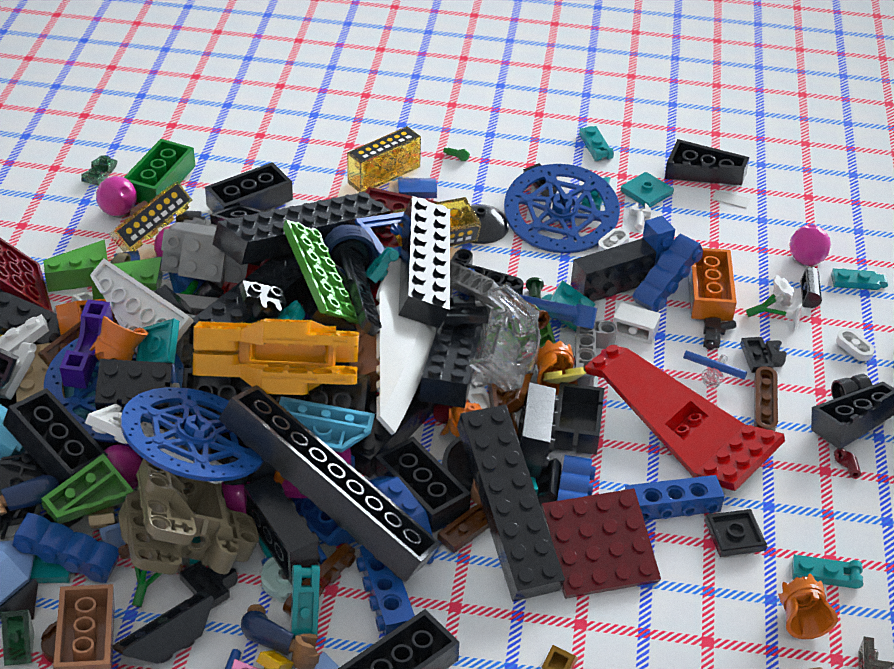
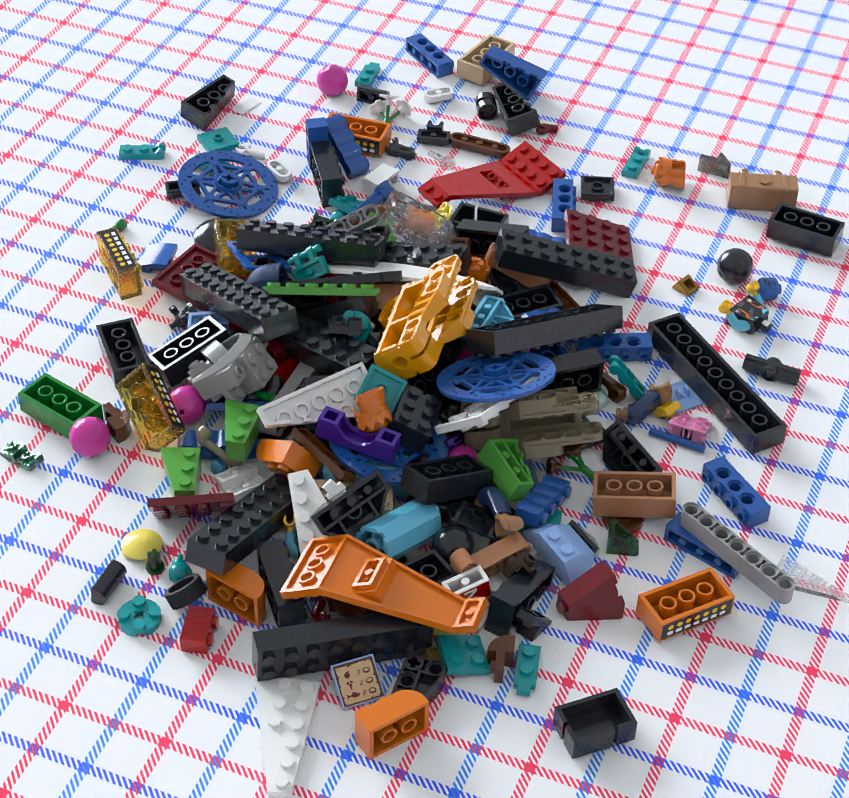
camera: 75 degrees left, 0 degrees up
(715, 364) = (439, 156): blue bar -> none

